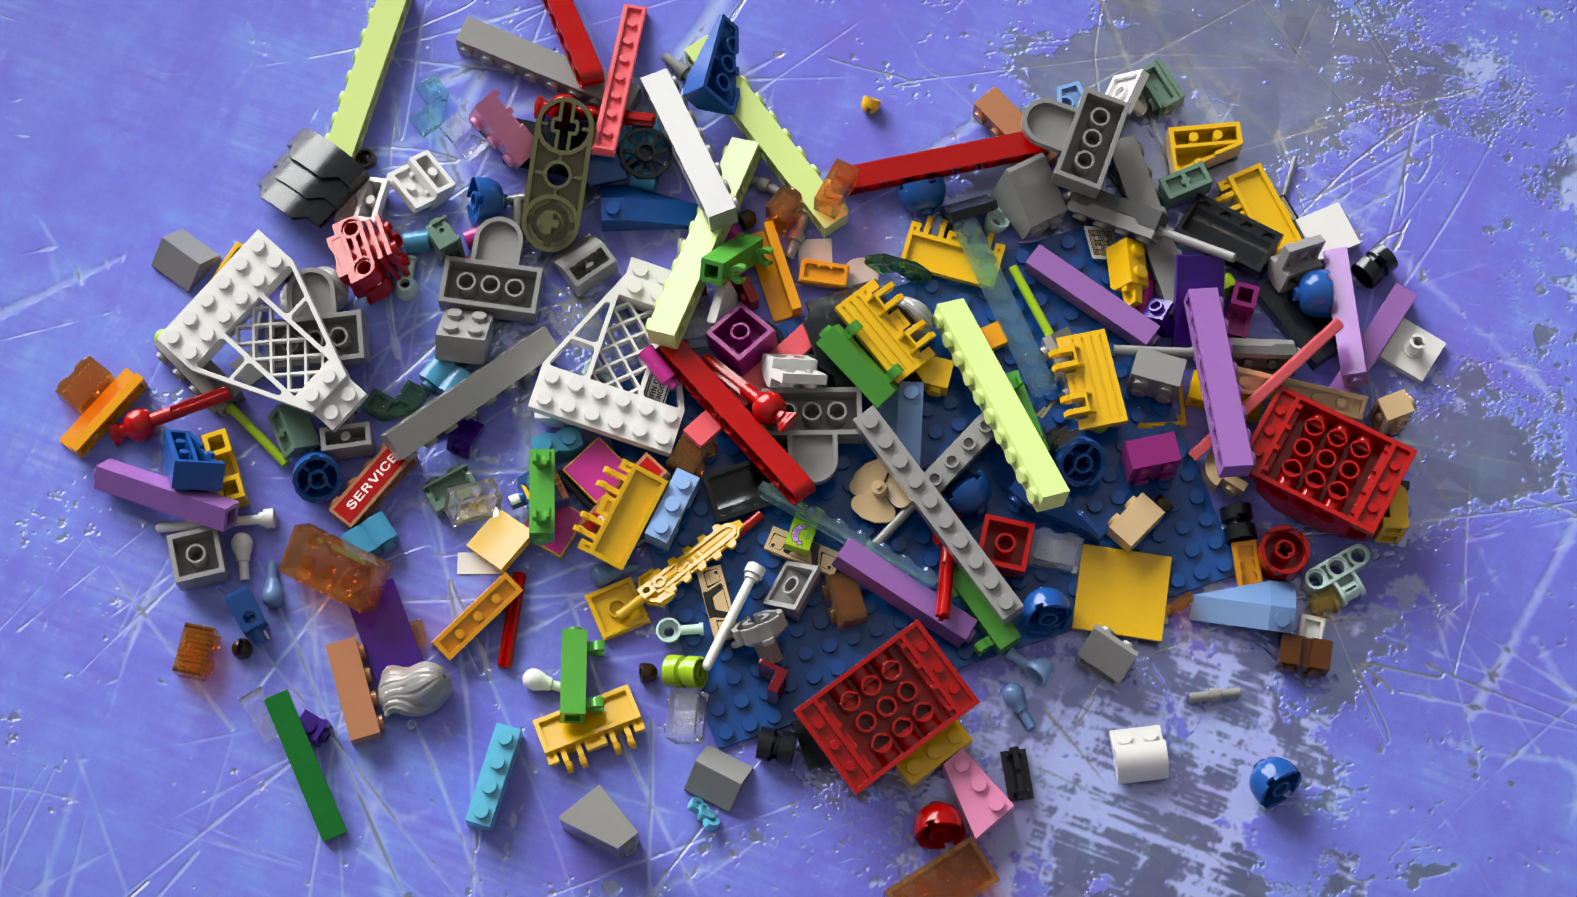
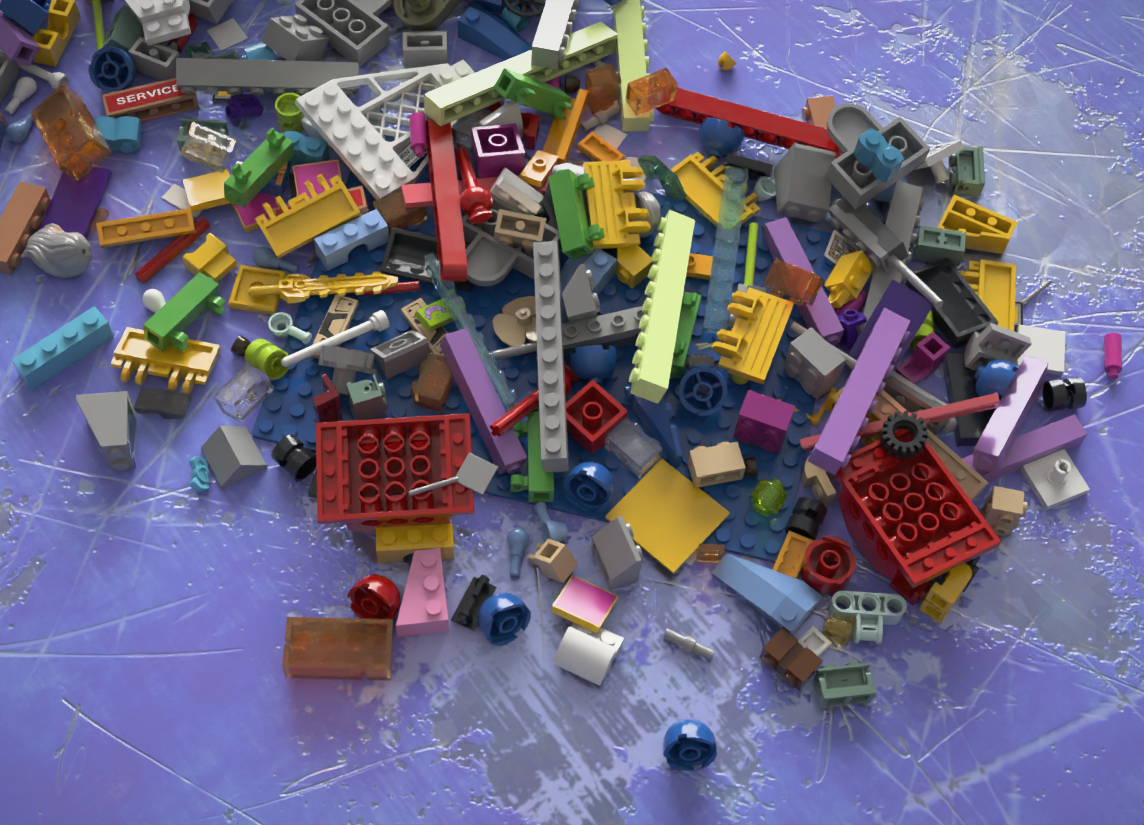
camera: 30 degrees right, 10 degrees down
(384, 366) = (227, 34): none -> white sticker
(515, 416) = (288, 114): none -> lime wheel
(557, 609) = (210, 259): none -> yellow piece
(622, 770) = (165, 402): none -> clear smoke slope
(788, 331) = (539, 168): none -> light orange plate
(805, 657) = (367, 399): none -> sand green hinge
(828, 411) = (519, 228): none -> tan brick
(922, 443) = (578, 297): none -> light grey slope
(958, 670) = (473, 474): none -> light grey piece
(1050, 772) = (503, 617): none -> blue cylinder
(1058, 695) = (554, 560): none -> tan brick
(1091, 309) = (793, 282): none -> clear orange brick
(1099, 144) = (878, 155): none -> dark azure brick
(1109, 716) = (584, 604): none -> tile
(1196, 523) = (768, 497): none -> clear neon green head
(1285, 389) = (903, 422): none -> black tyre
(1359, 648) = (844, 684): none -> sand green hinge
(1390, 199) = (1113, 354): none -> dark pink cylinder

